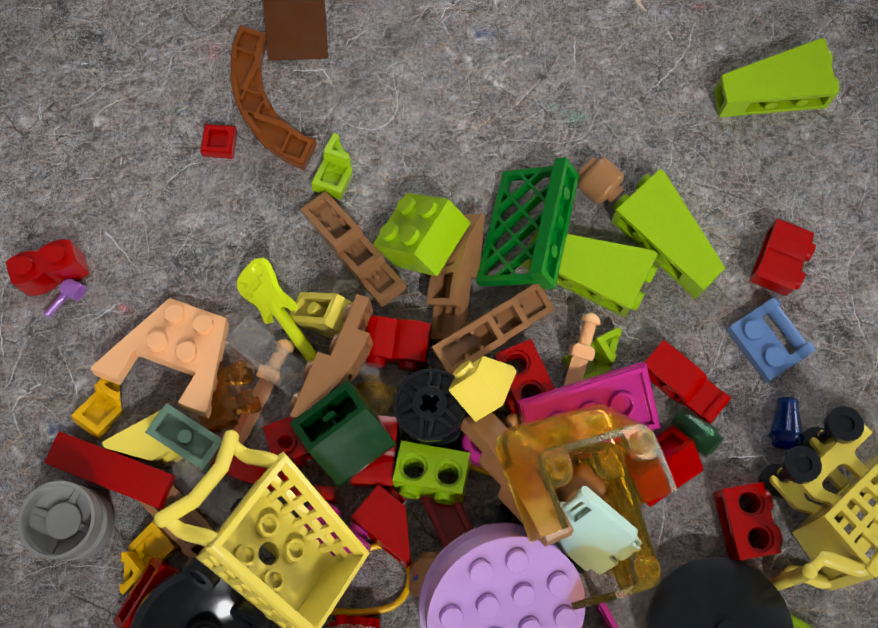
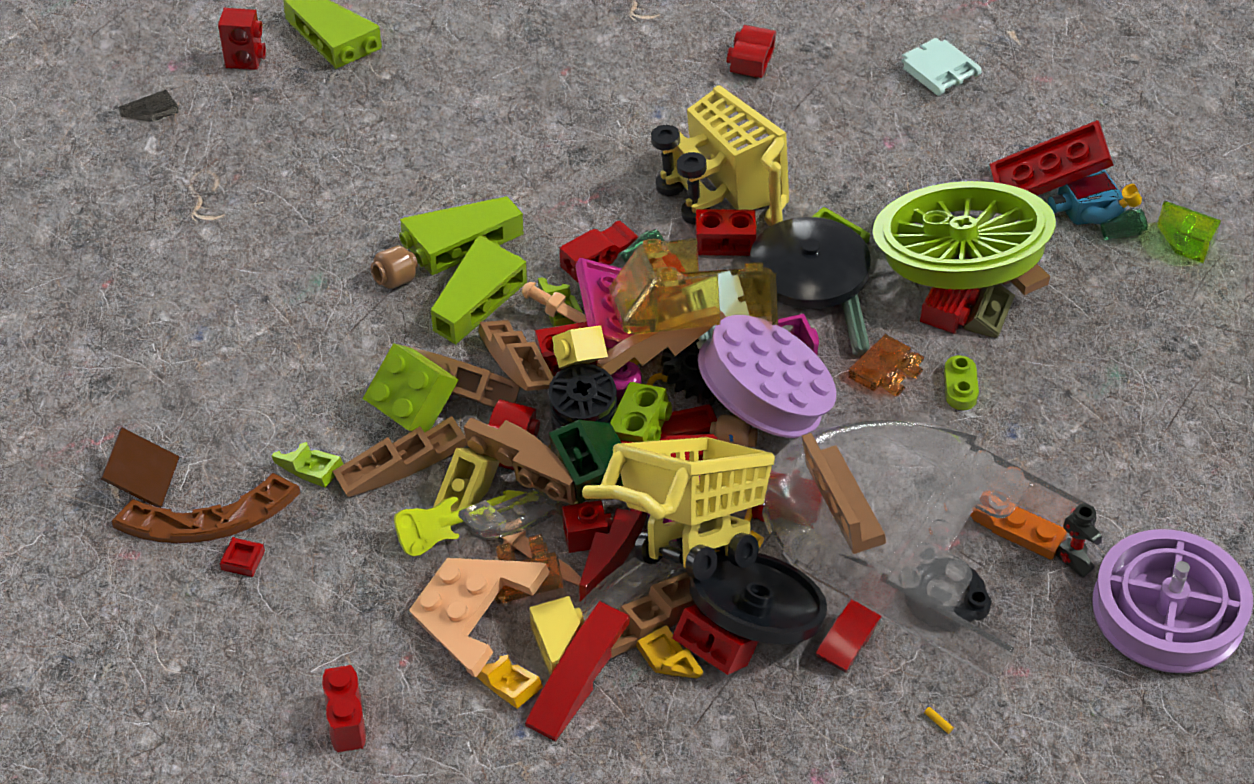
camera: 80 degrees left, 25 degrees down
(65, 521) = (625, 695): light grey wheel -> none
(68, 289) = (371, 699): medium lavender hand -> none
(185, 437) = (566, 581): sand green plate -> none
(550, 223) = (438, 293): green fence -> none
(762, 345) = (574, 199): medium blue plate -> none
(780, 83) = (342, 135): lime slope -> none
(783, 257) = (504, 167): red brick -> none
(786, 425) = (652, 194): clear blue cone -> none

